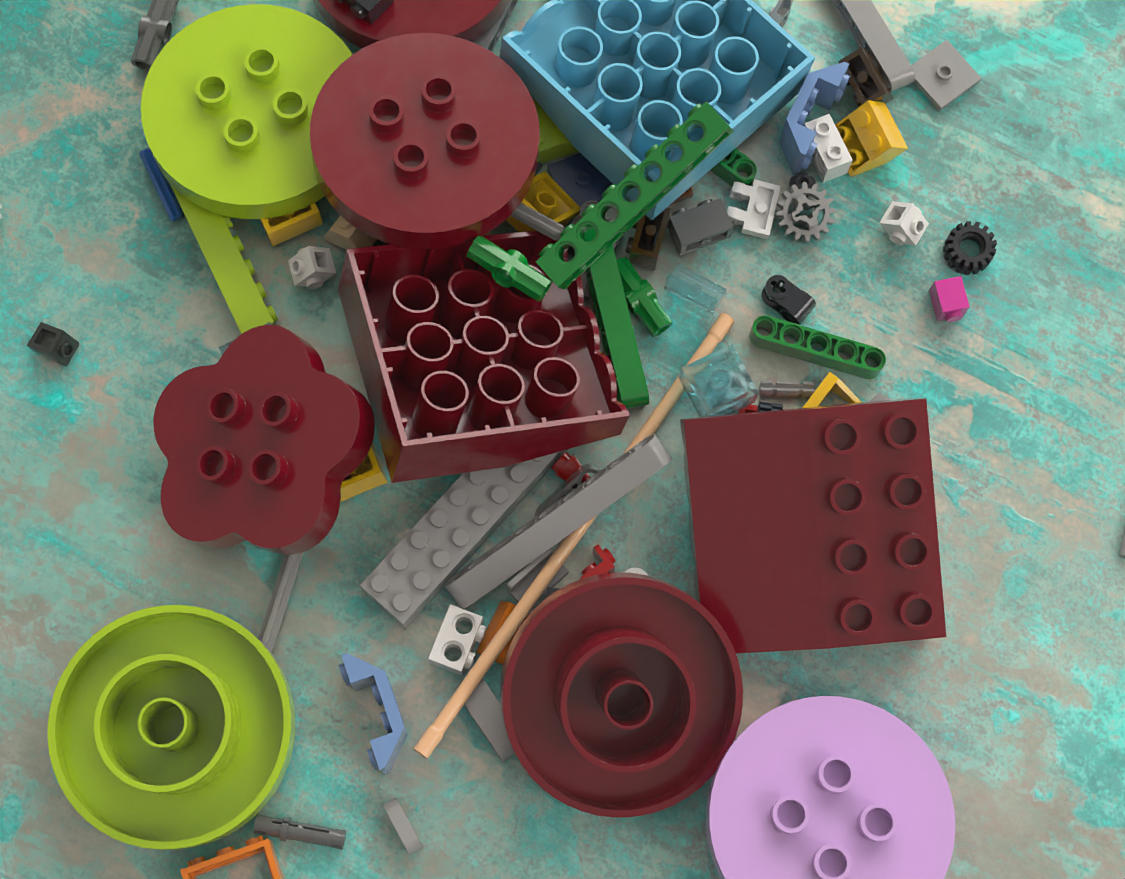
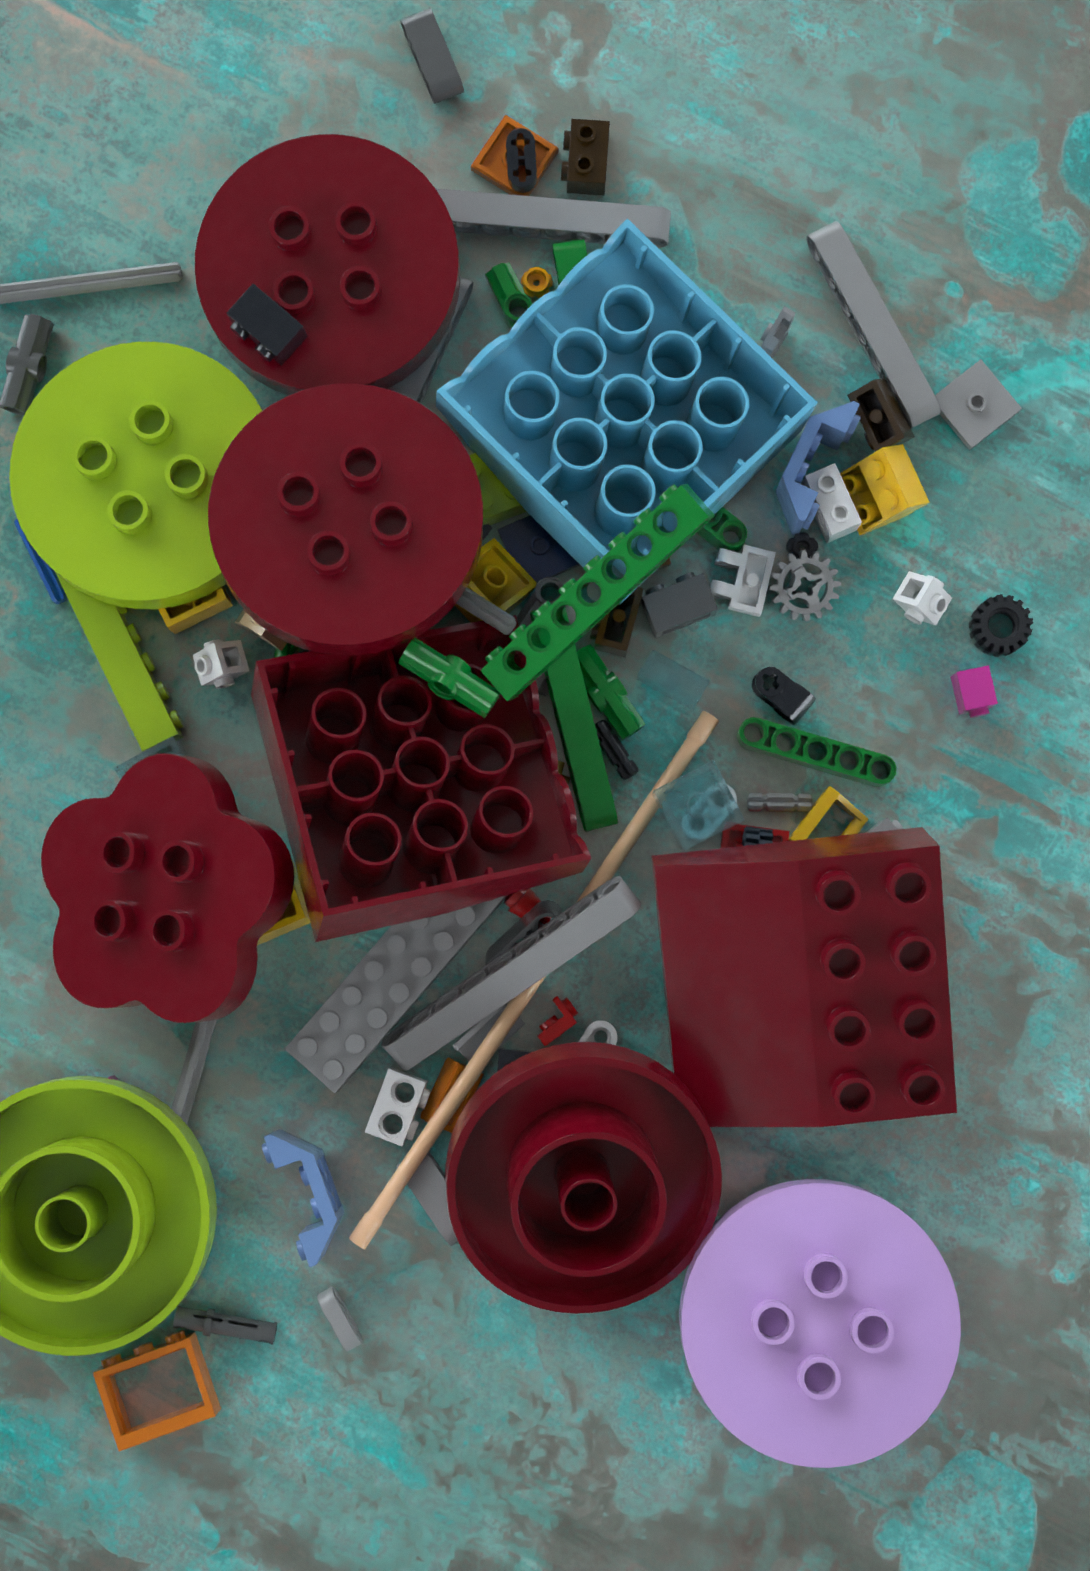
camera: 10 degrees right, 10 degrees up
(647, 346) = (615, 750): none -> black axle

